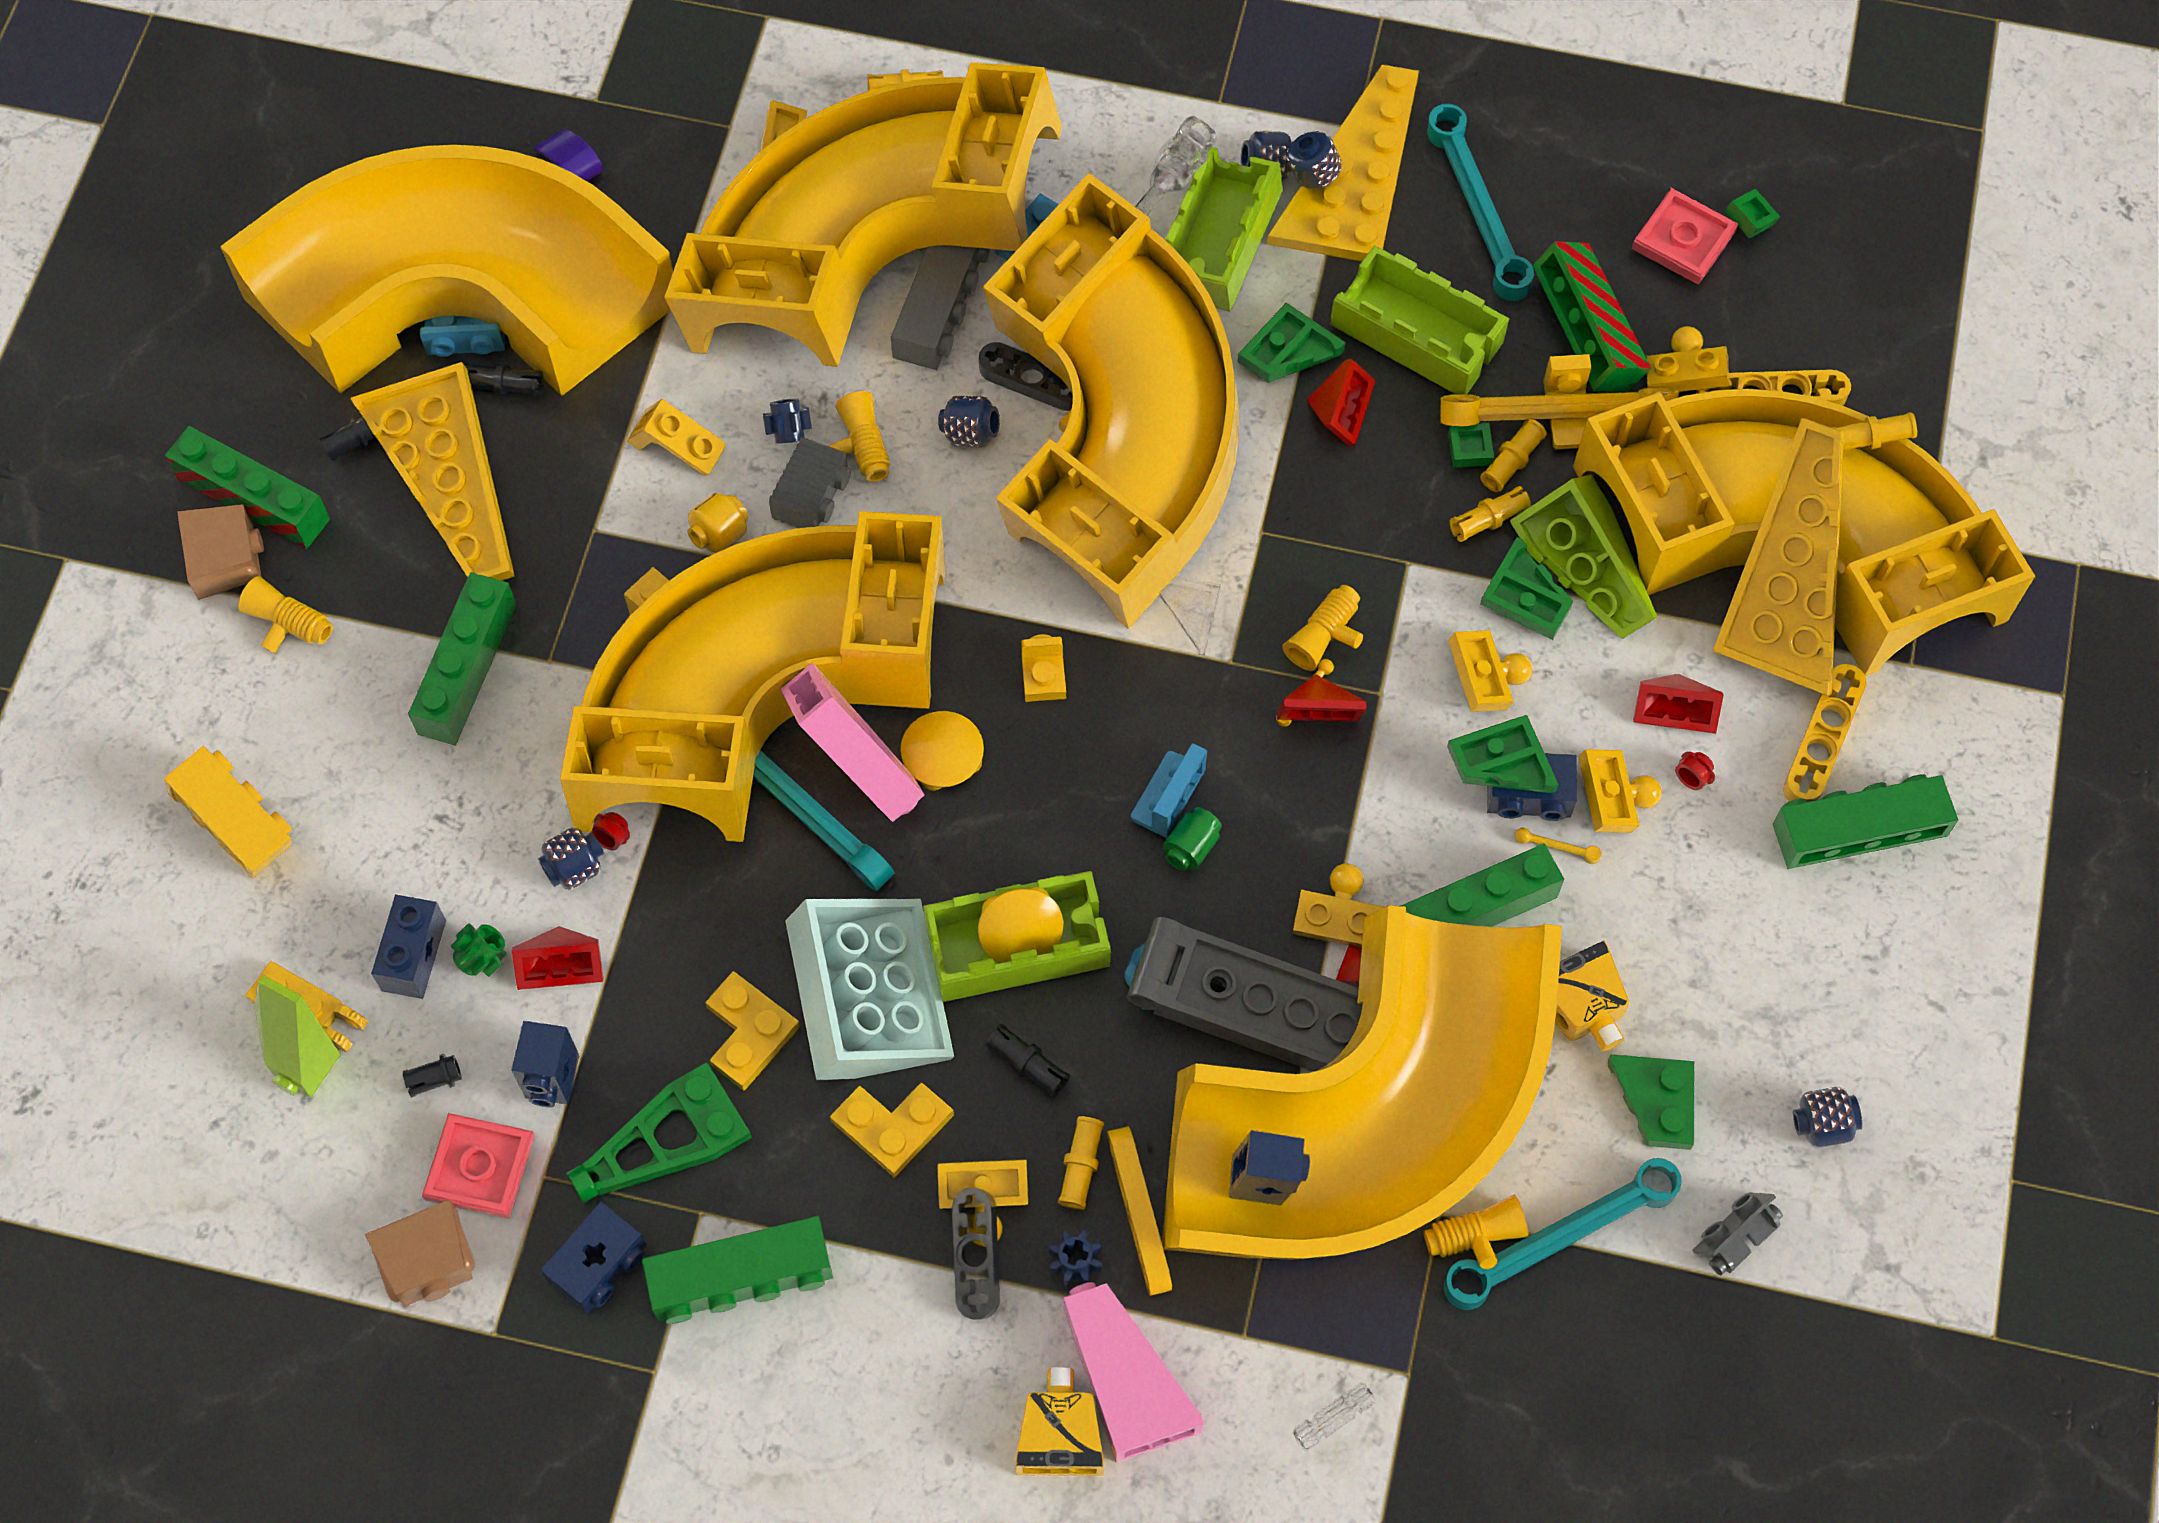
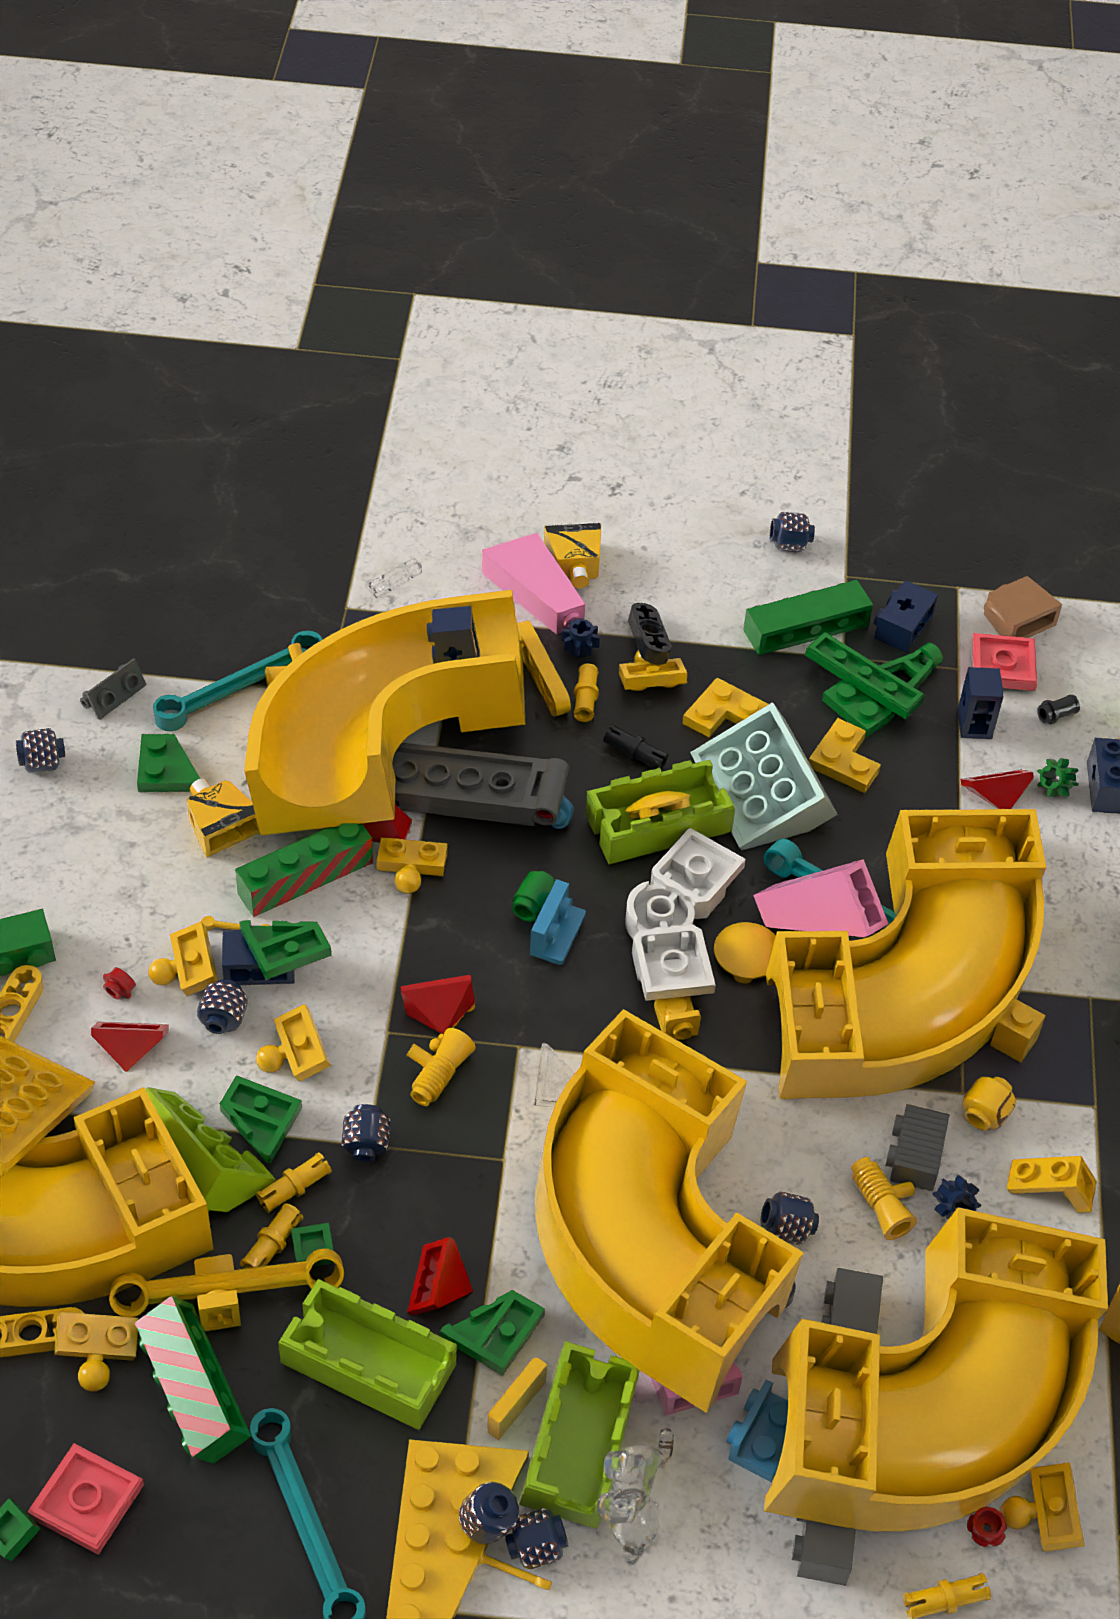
camera: 170 degrees right, 15 degrees down
(688, 1144) = (865, 675): none -> green tile
(721, 1441) = (791, 531): none -> dark blue head
(1040, 744) = (660, 916): none -> white plate
(1274, 278) = (516, 1398): none -> yellow tile
(1411, 553) = (366, 1132): none -> dark blue head
(1573, 717) = (222, 1006): none -> dark blue head

